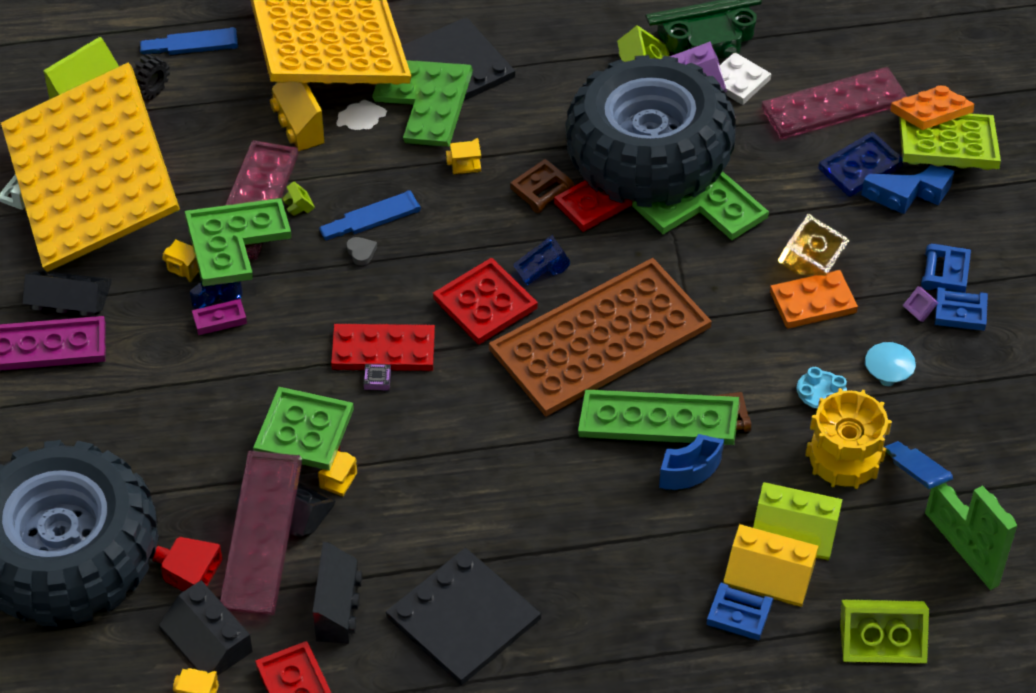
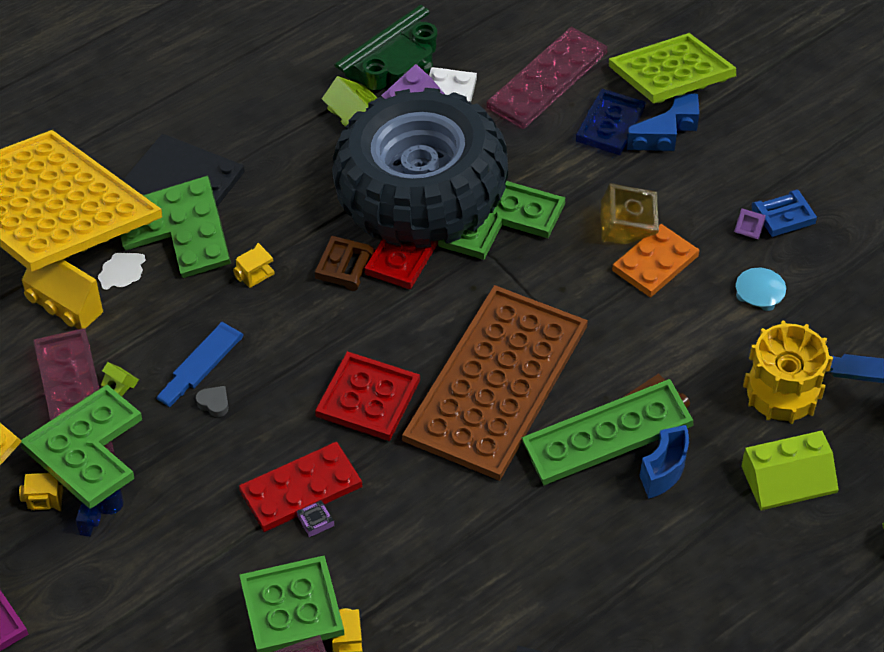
camera: 30 degrees left, 0 degrees up
(219, 317) = (118, 532): magenta plate -> none
(543, 258) = (397, 329): clear blue plate -> none
(737, 617) = (802, 586): blue plate -> none
(770, 565) = (799, 522): yellow slope -> none
(818, 385) = (723, 338): medium azure dish -> none
(932, 107) = (637, 46): orange plate -> none
(954, 269) = (753, 179): blue plate -> none

